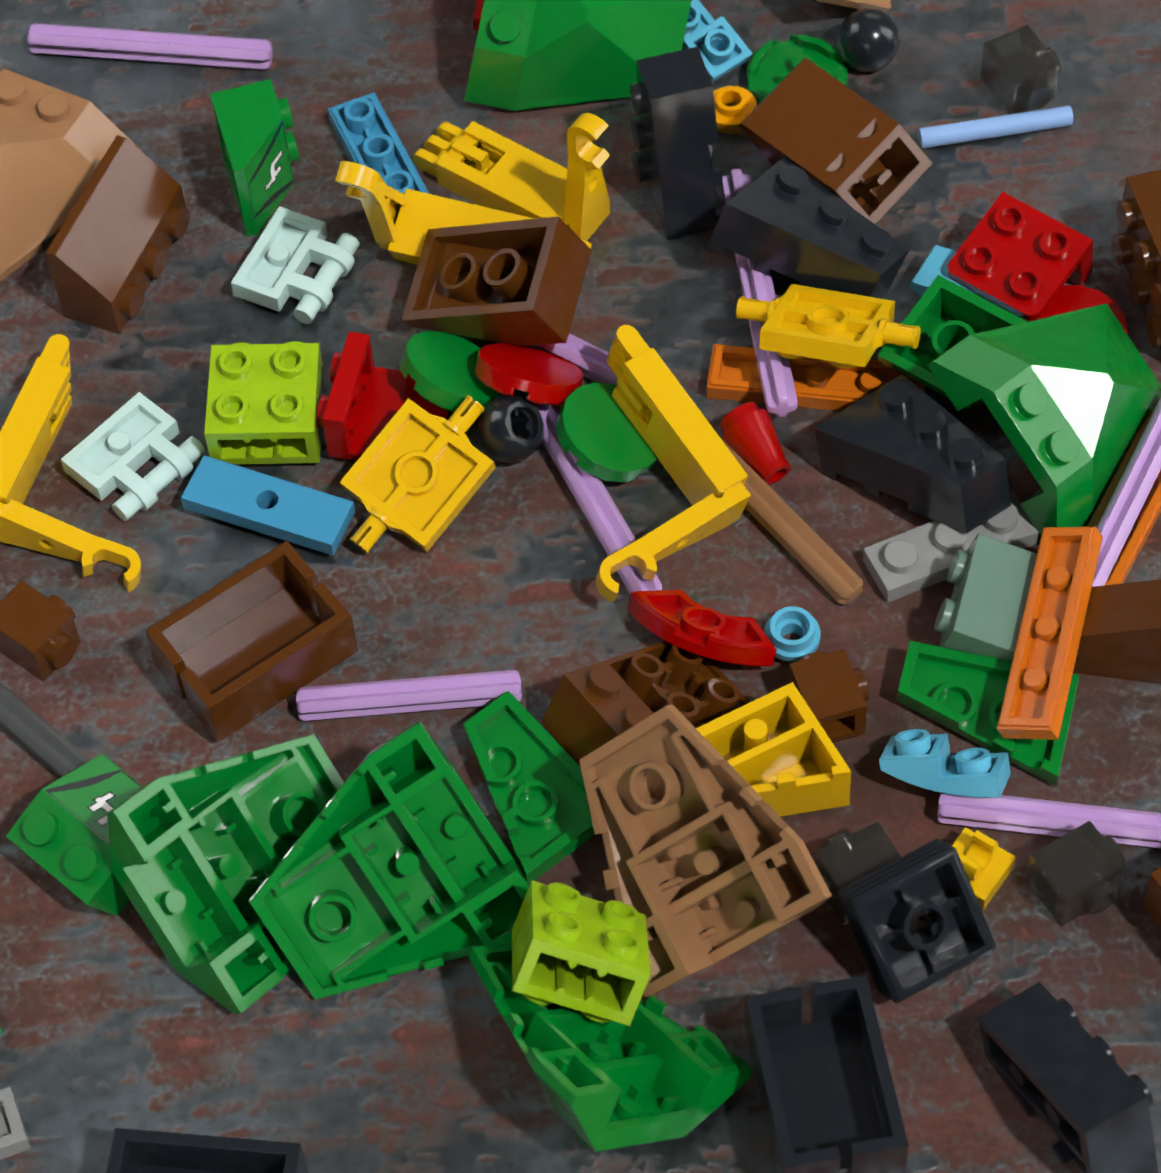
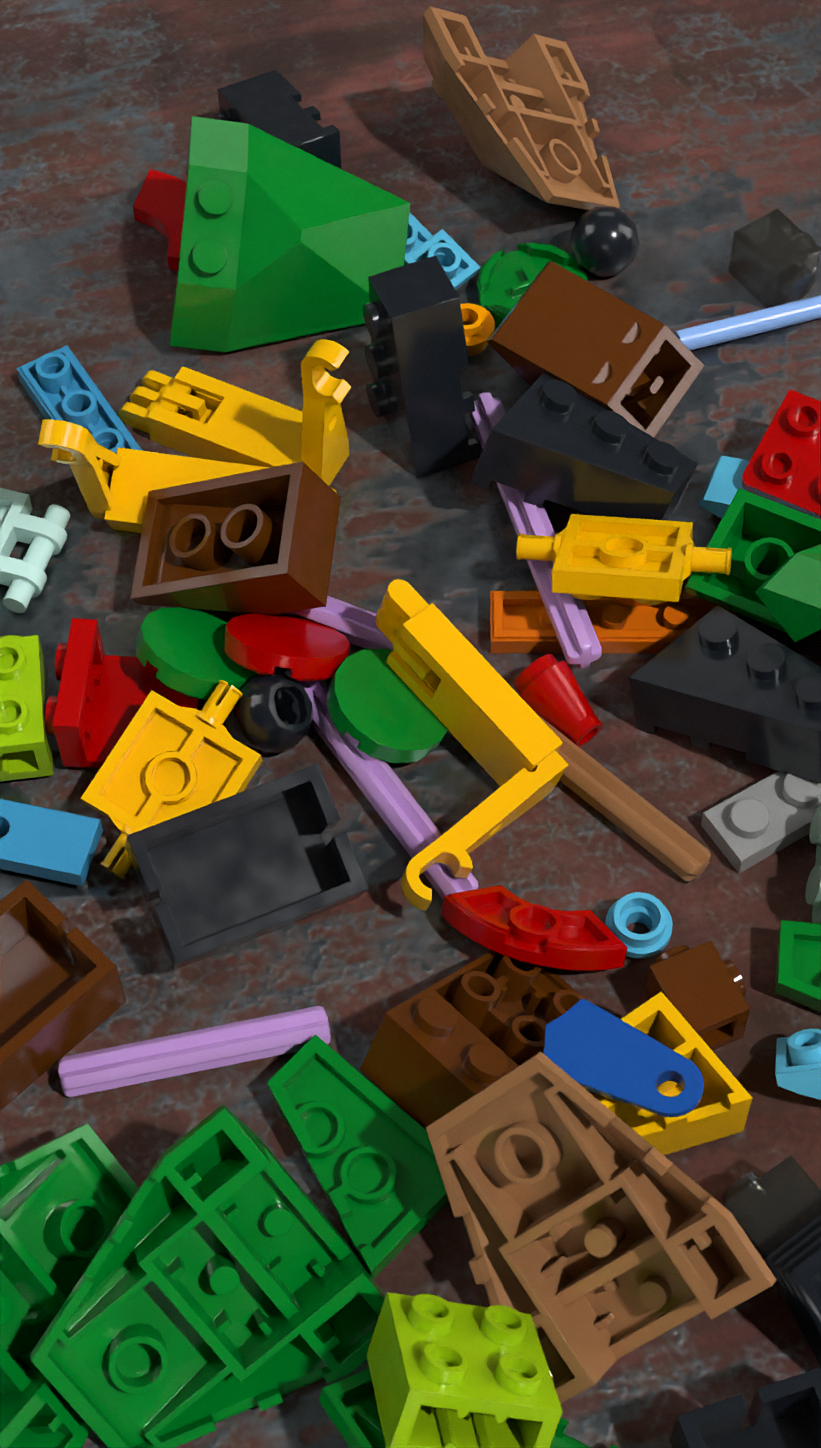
camera: 10 degrees left, 0 degrees up
(467, 550) = (245, 866): none -> black piece
(747, 730) = (620, 1061): none -> blue piece

